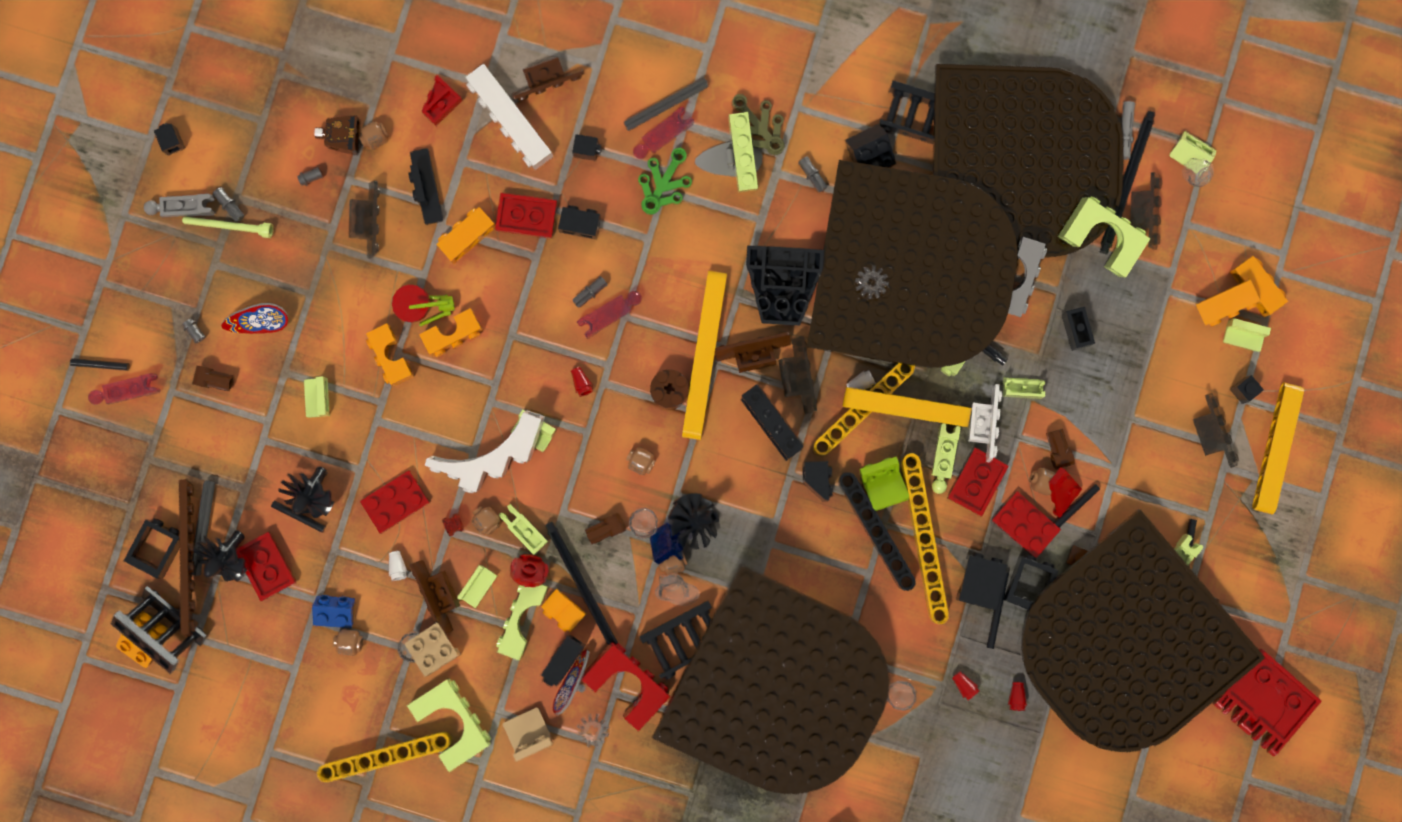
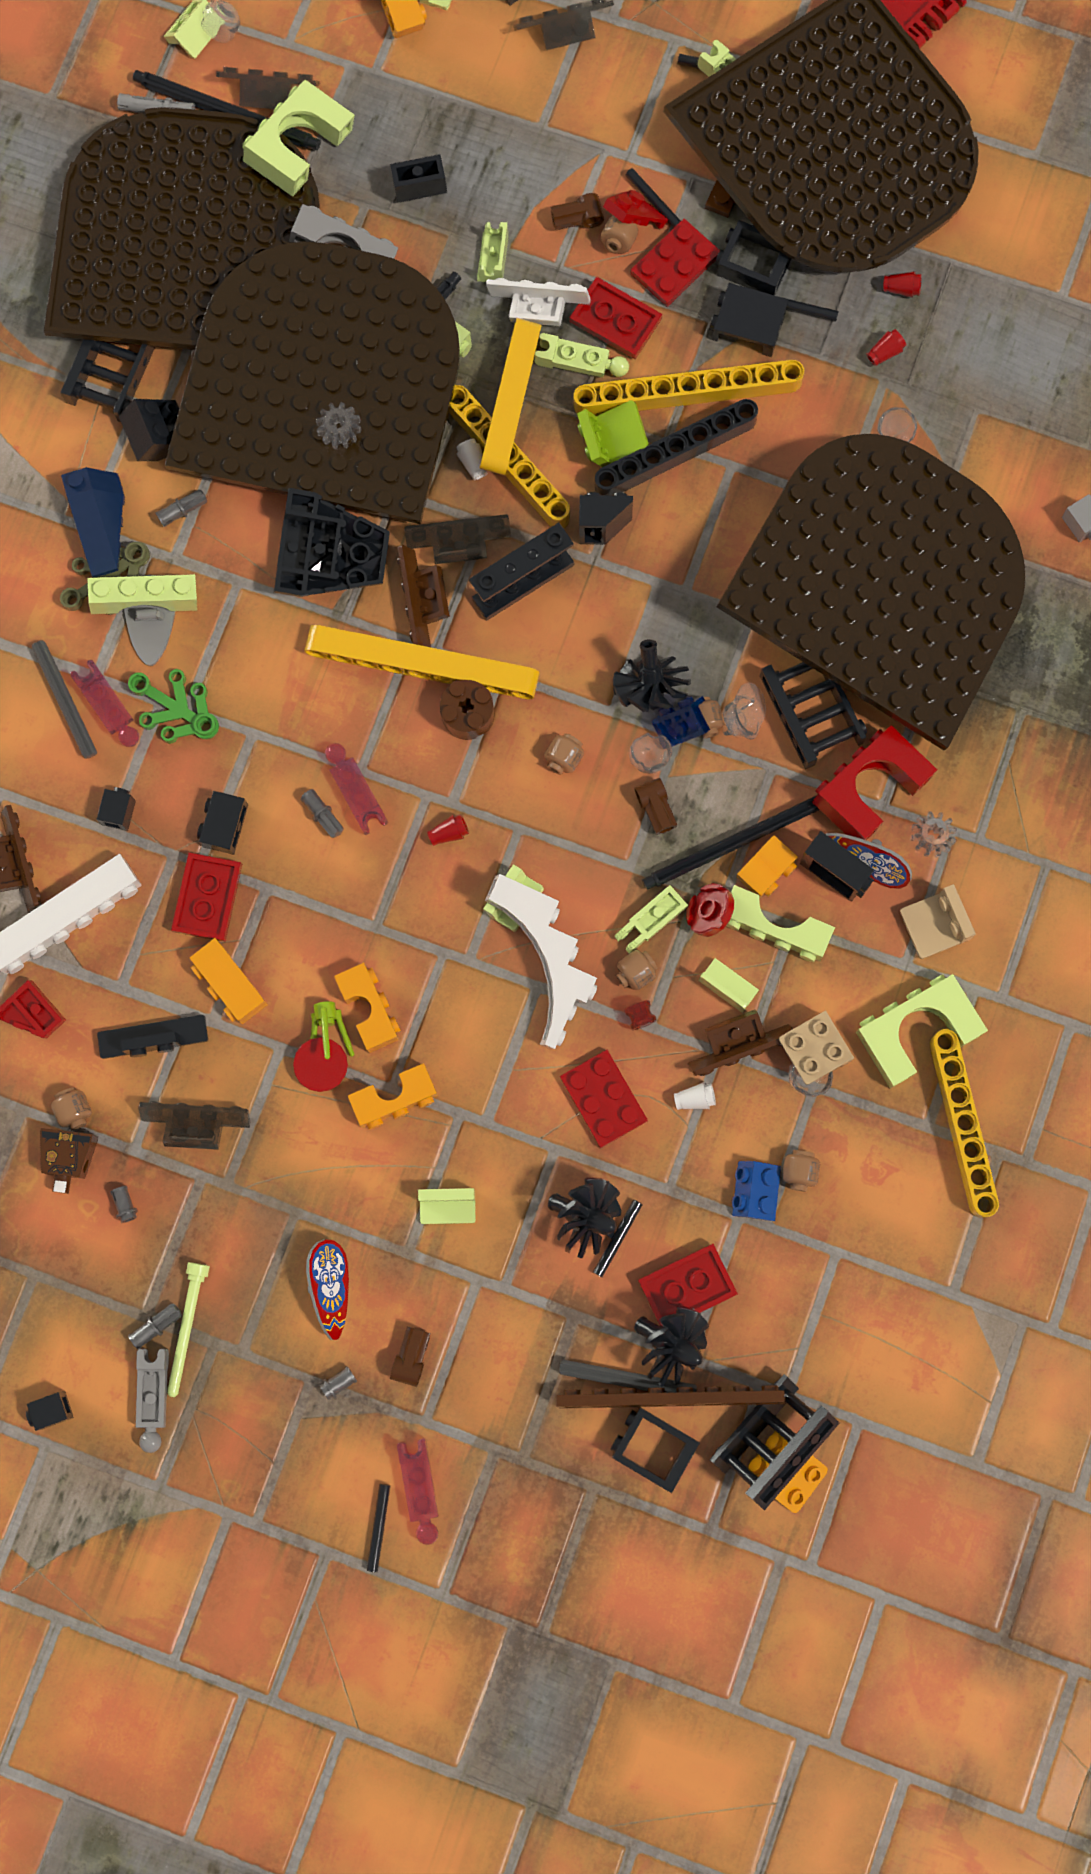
camera: 80 degrees left, 5 degrees down
(805, 114) = (97, 509): none -> dark blue wedge

